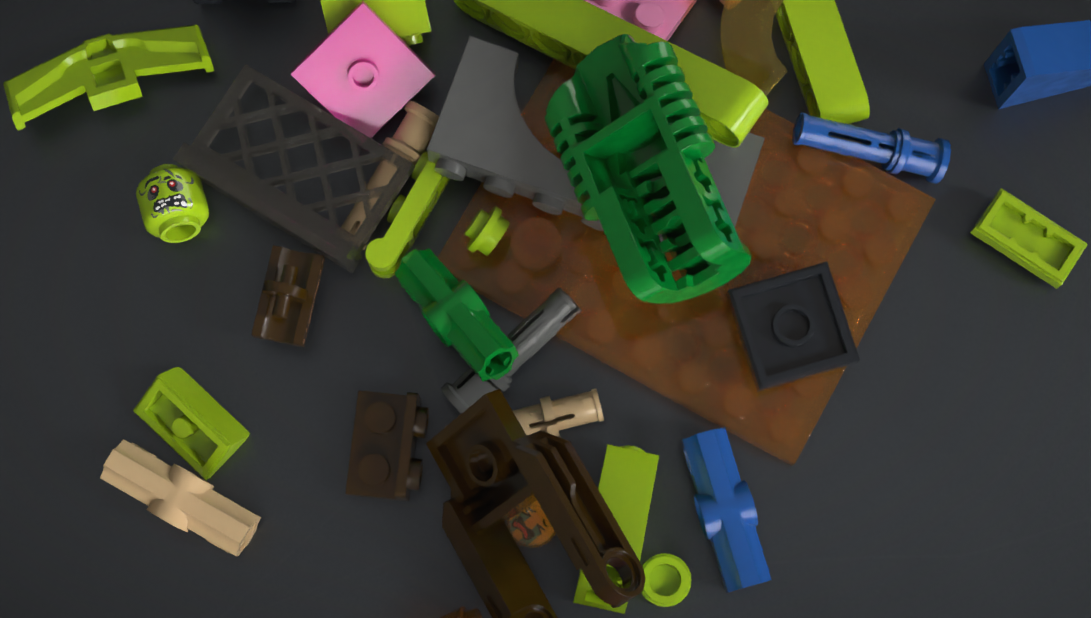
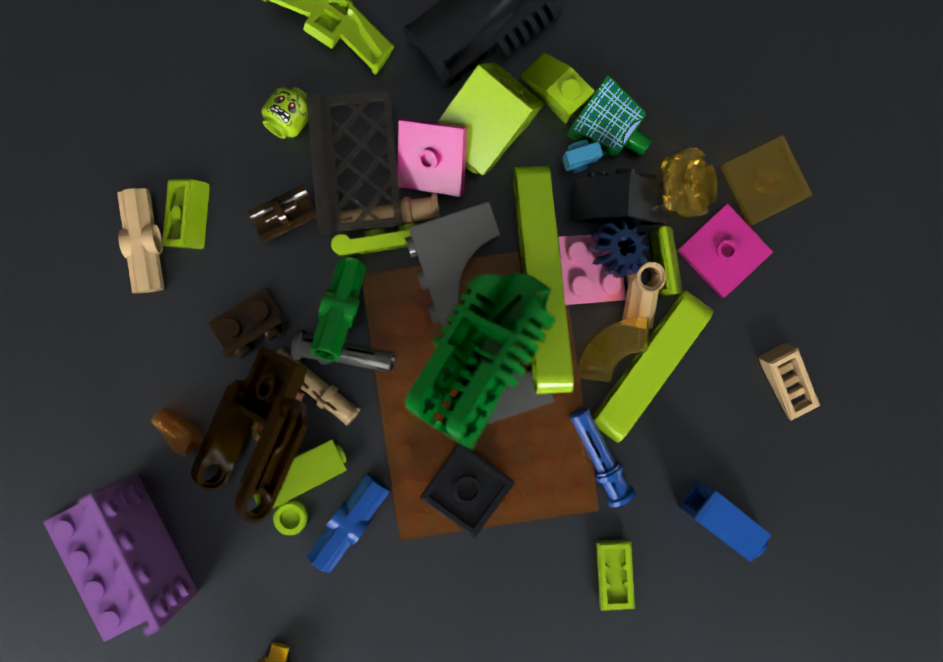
camera: 50 degrees right, 10 degrees up
(486, 230) = (394, 290): lime plate -> none

